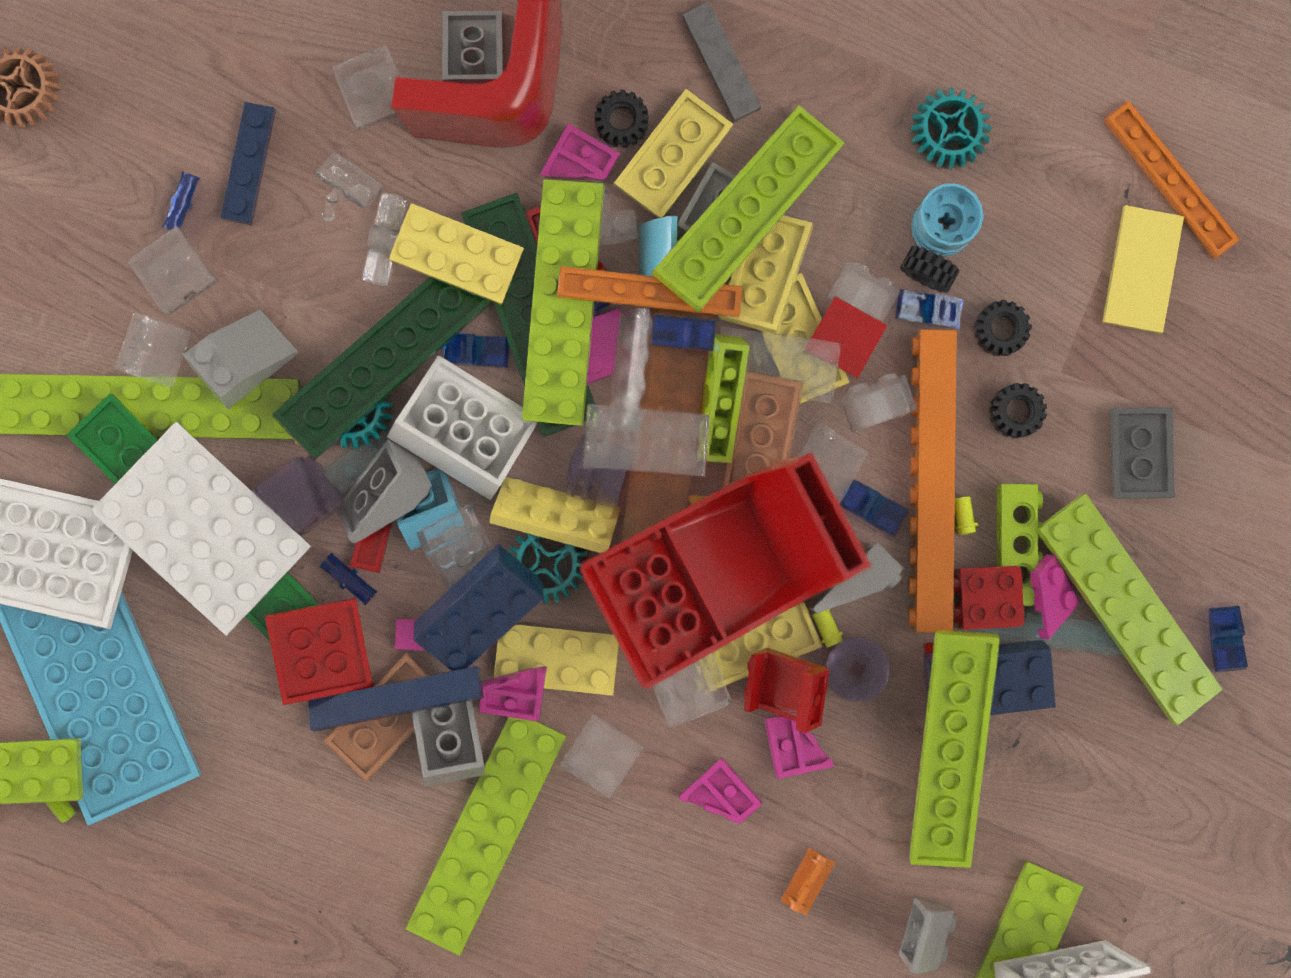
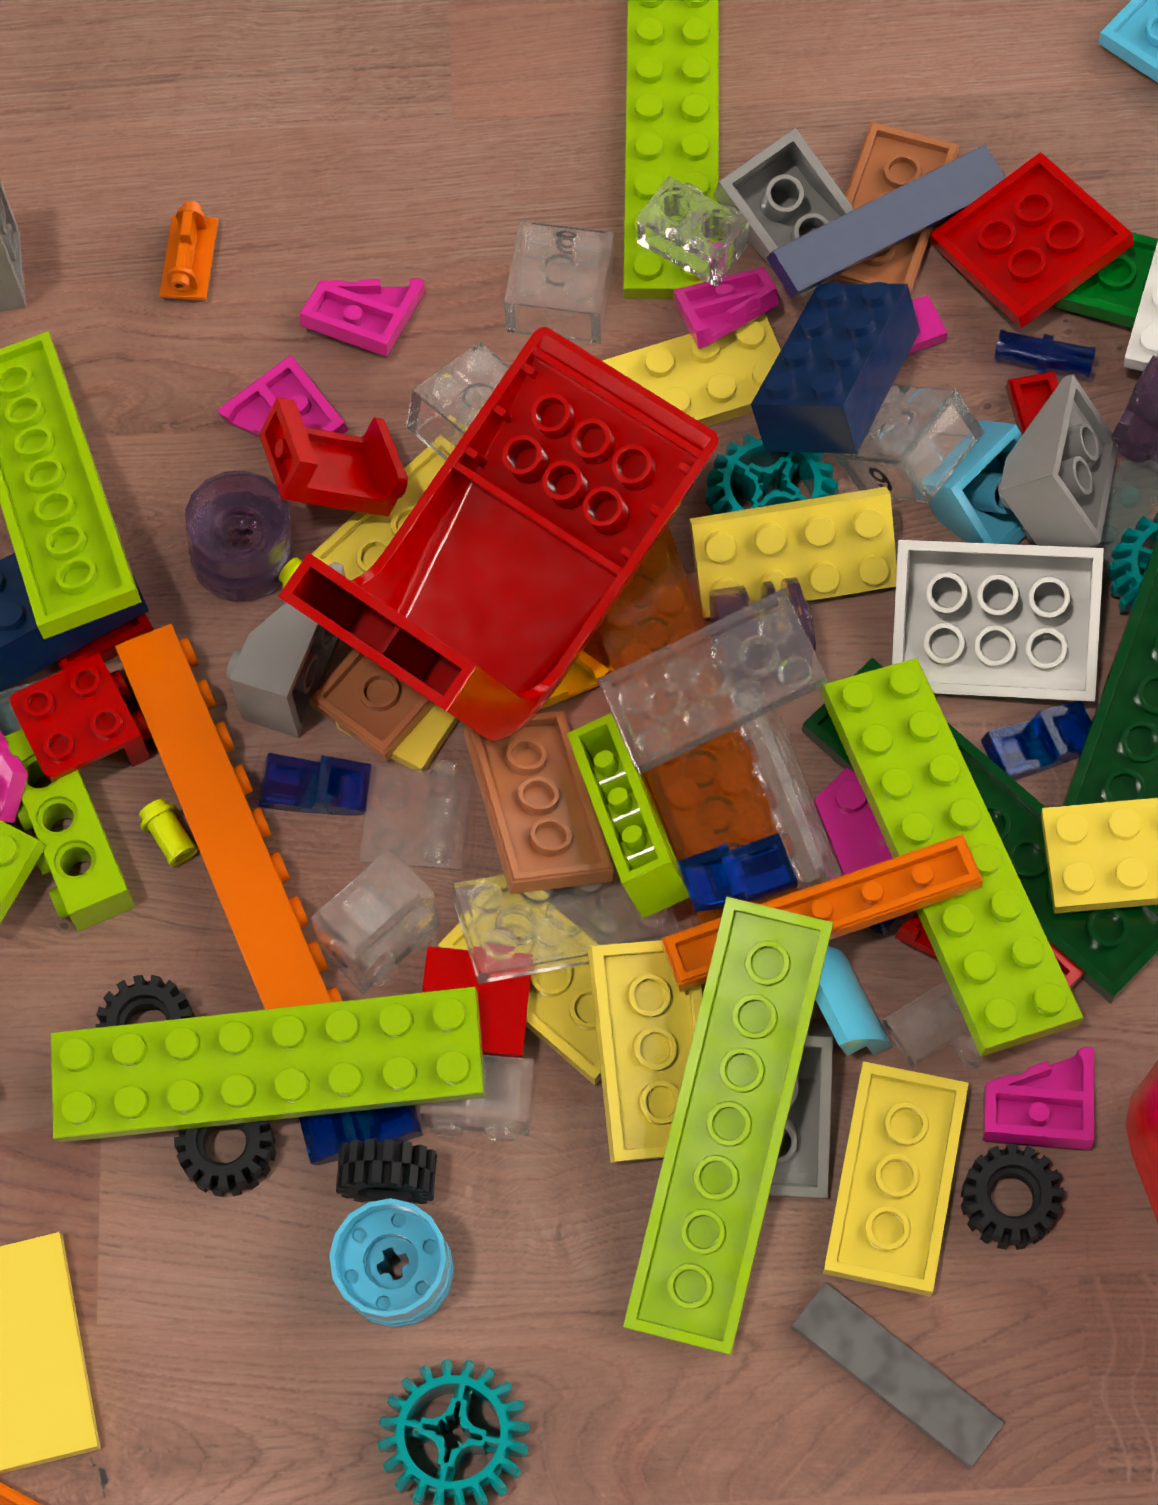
camera: 160 degrees right, 20 degrees down
(519, 742) = (687, 238): none -> clear brick
(968, 350) = (267, 1065): none -> lime plate

